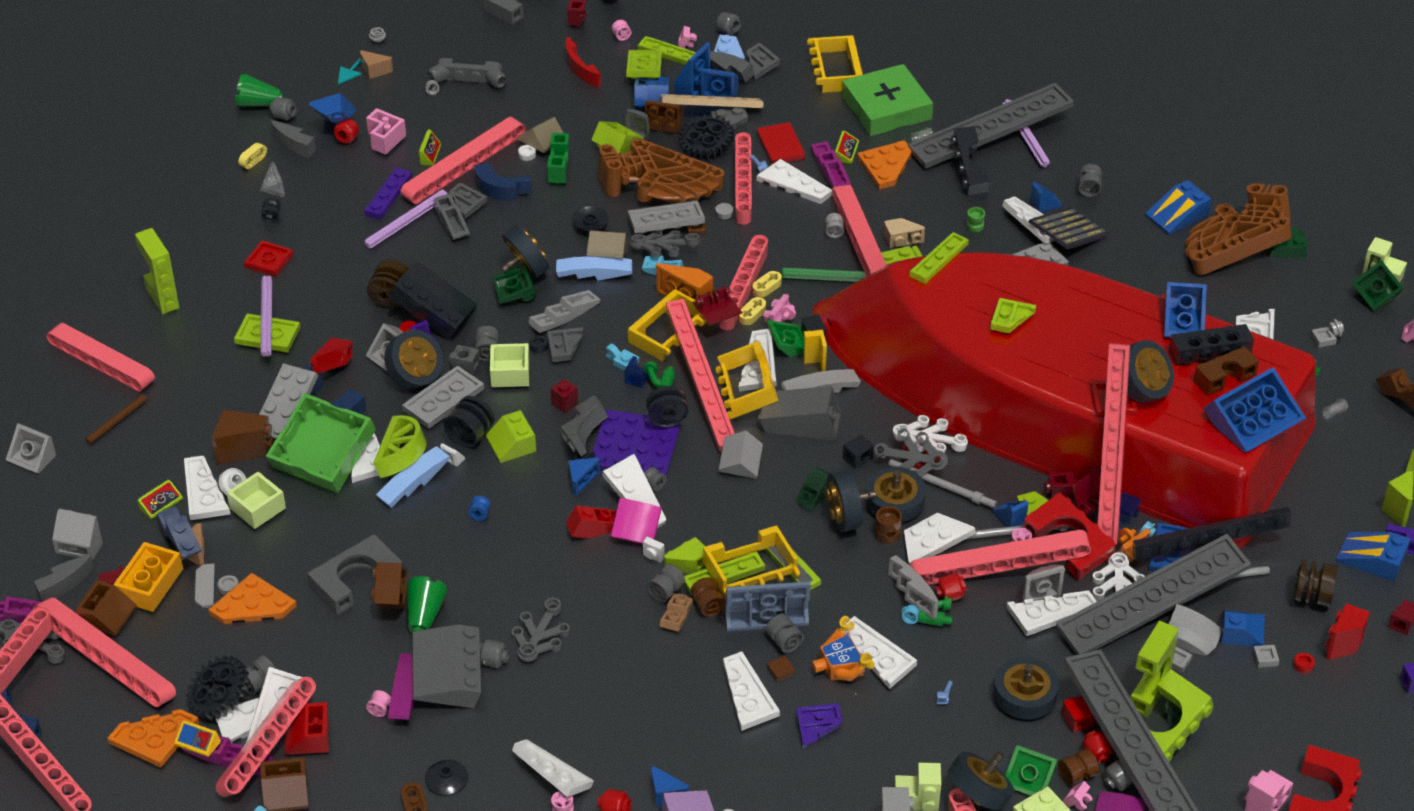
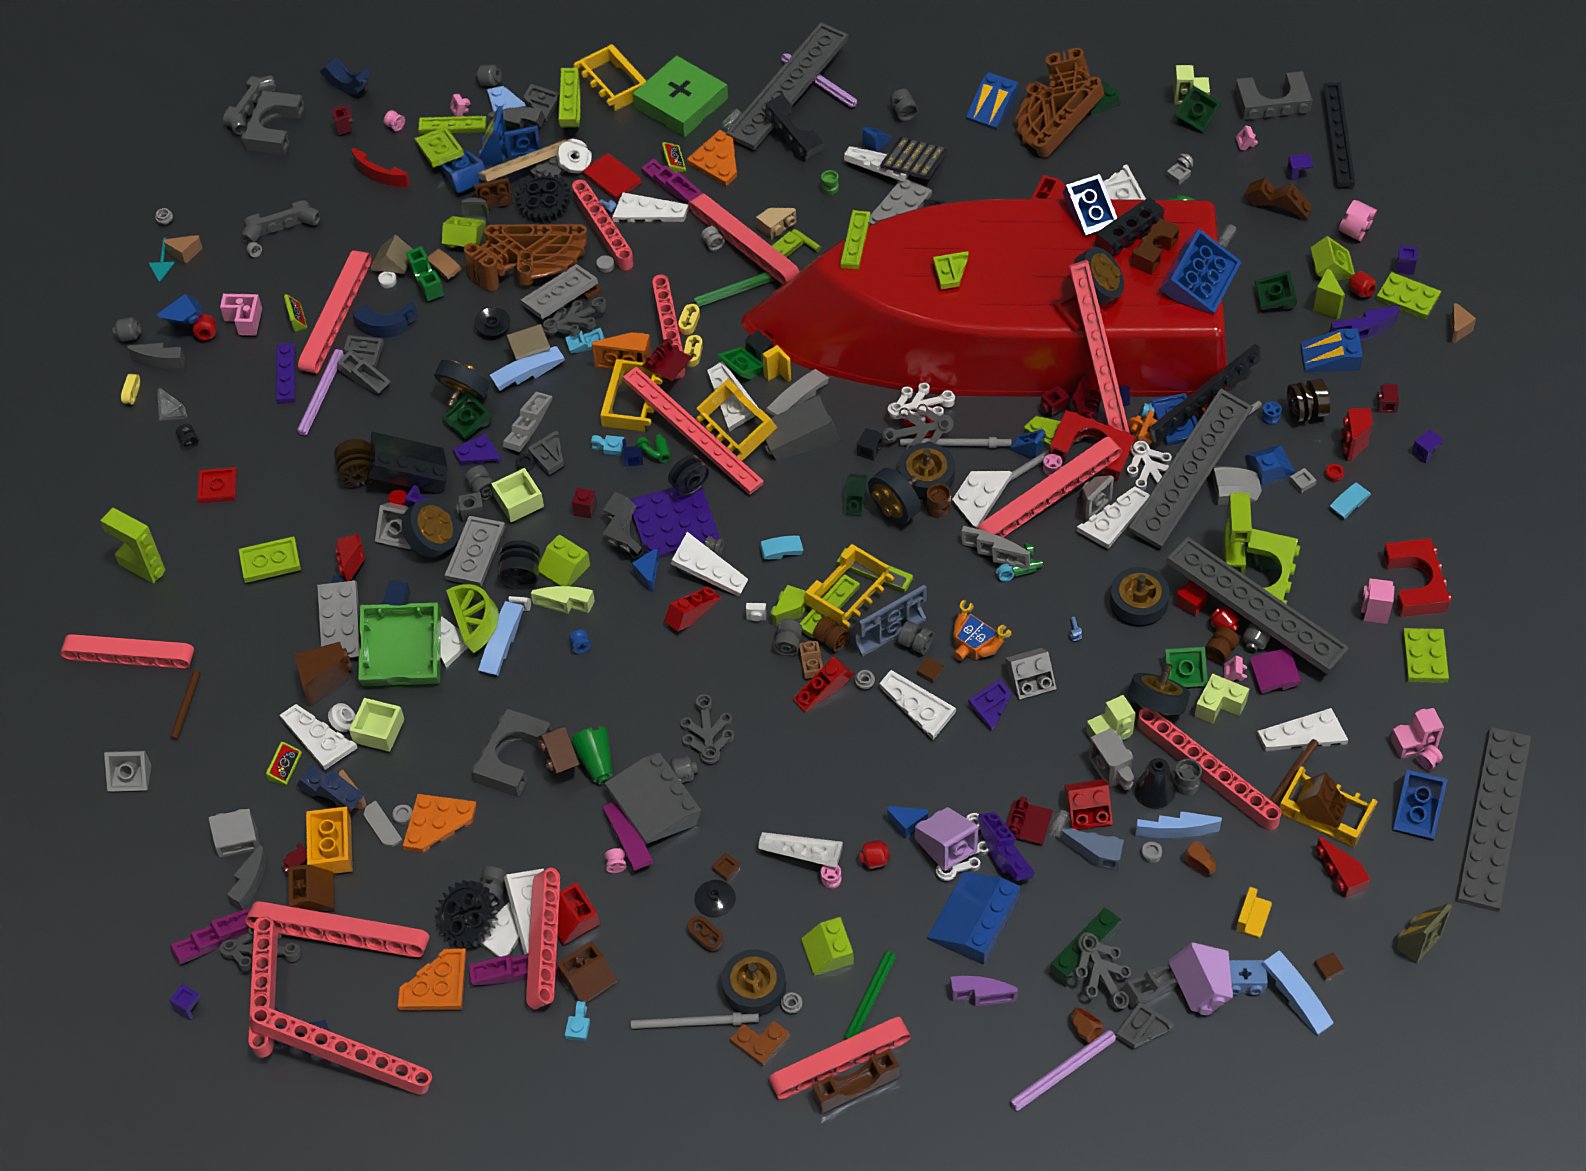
camera: 25 degrees left, 10 degrees up
(197, 738) = (482, 969): slope -> none
(255, 92) = (90, 324): green cone -> none
(266, 316) = (260, 543): lavender axle -> none
(474, 754) = (726, 867): none -> reddish brown tile
(491, 467) = (564, 598): none -> yellowish green slope
(503, 318) = (476, 451): none -> dark purple wing
(582, 157) = (444, 264): none -> medium nougat slope
(635, 521) = (726, 593): dark pink slope -> none
(673, 637) = (823, 684): none -> red slope
(711, 503) = (780, 546): none -> medium azure slope
(715, 646) = (865, 675): none -> light grey plate
(741, 455) = (773, 491): light grey slope -> none
(755, 103) = (567, 162): none -> white plate
(780, 310) = (721, 340): bright pink hips -> none
(782, 65) = (569, 98): none -> lime window
(873, 712) = (1031, 673): none -> light grey slope
(889, 660) = (1017, 619): white wing -> none
(951, 586) = (1024, 533): red head -> none
(1273, 582) = (1271, 413): none -> blue wheel
(1300, 692) = (1349, 500): none -> medium azure slope
(1352, 476) = (1276, 291): none -> dark green slope

